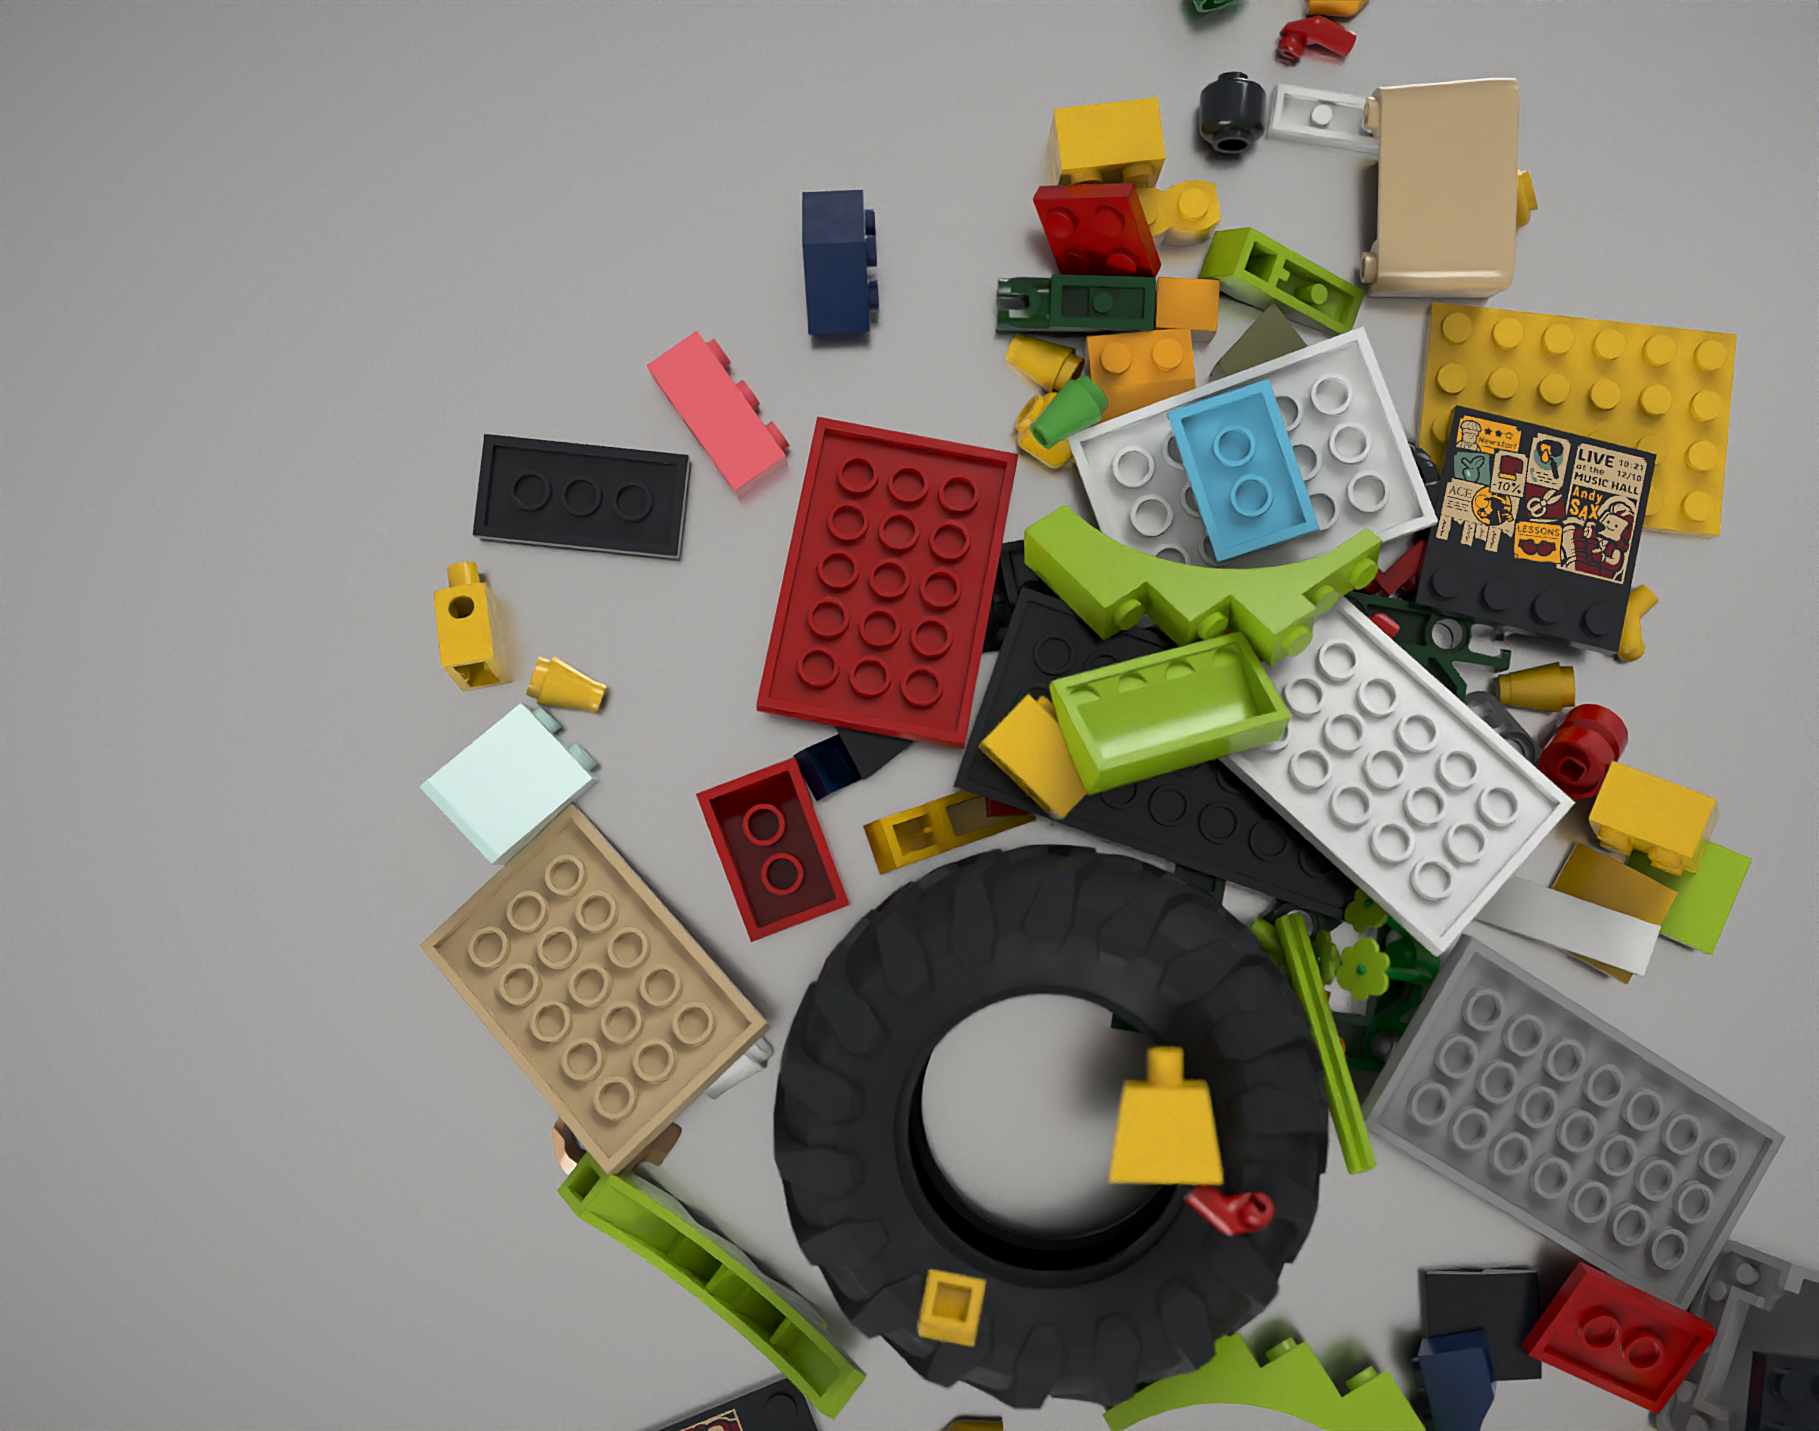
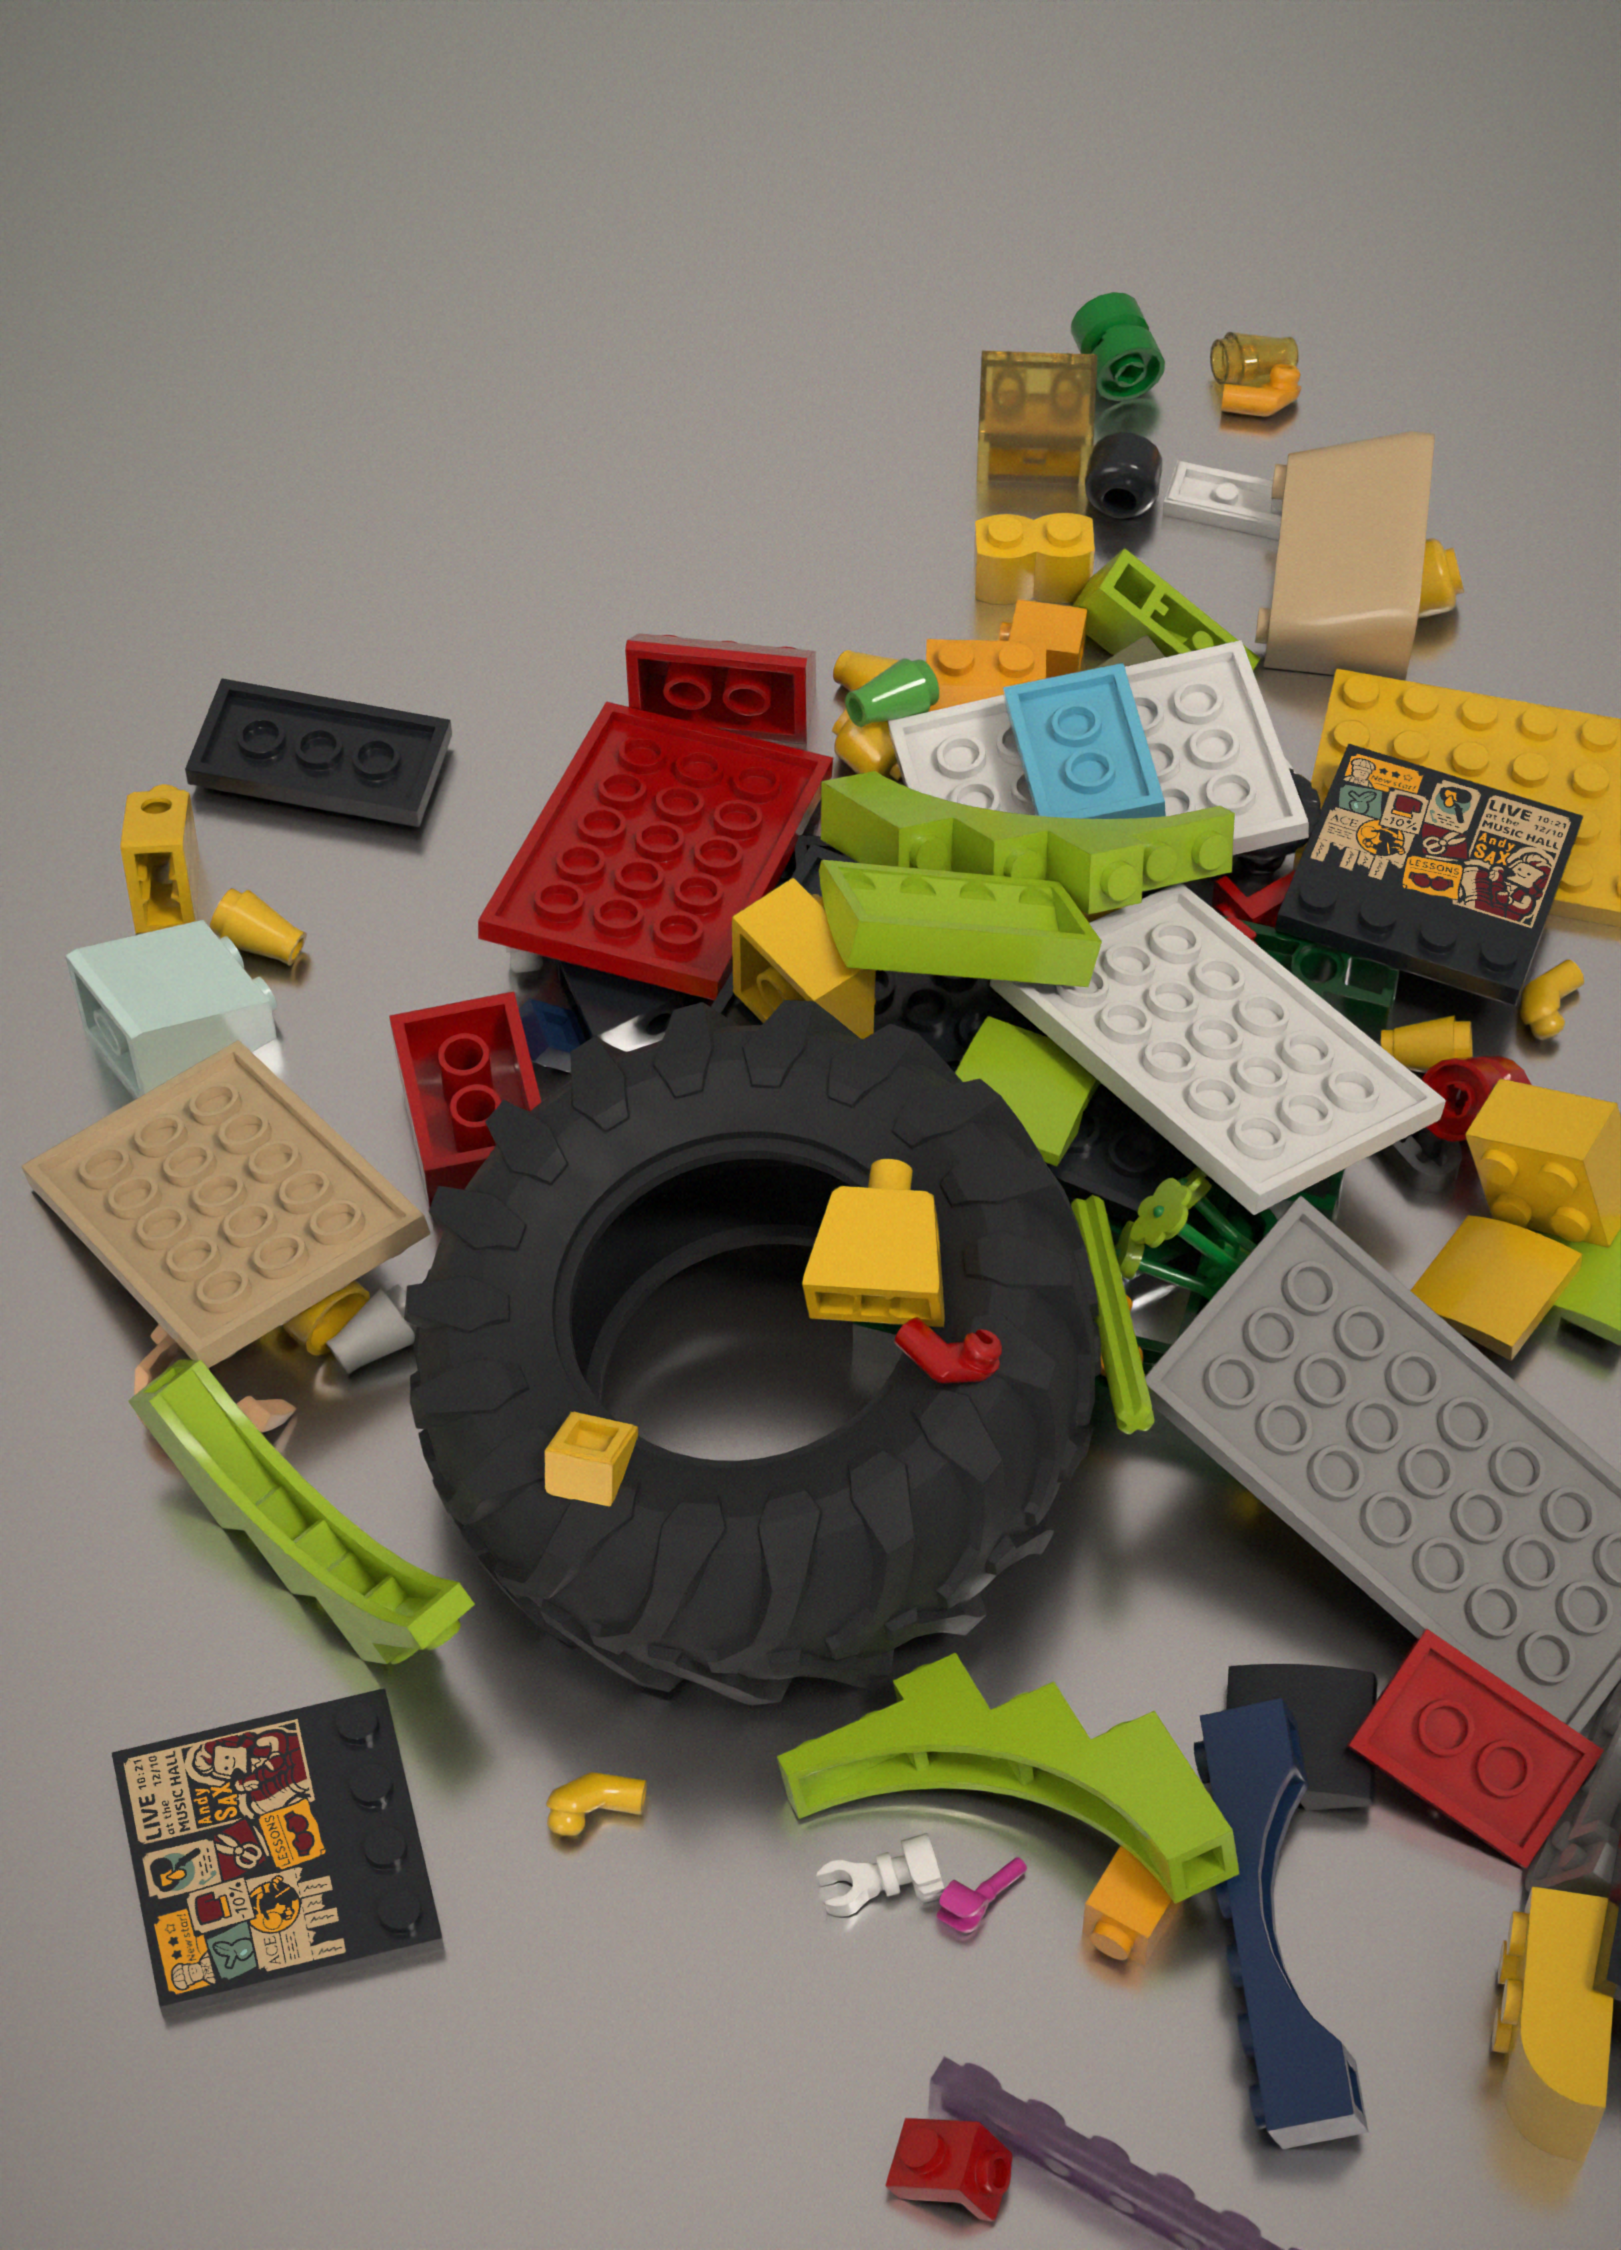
camera: 10 degrees right, 30 degrees down
(720, 413) = (494, 689): coral brick -> none
(836, 255) = (652, 560): dark blue brick -> none
(914, 387) = (724, 684): none -> red slope
(1078, 303) = (915, 611): dark green plate -> none
(1097, 230) = (952, 544): red plate -> none
(1107, 143) = (970, 472): yellow brick -> none
(1154, 60) = (1036, 417): none -> clear yellow slope
(1223, 830) = (1035, 1080): none -> lime slope
(1314, 30) = (1225, 419): red arm -> none
(1572, 925) = (1458, 1278): white tile -> none

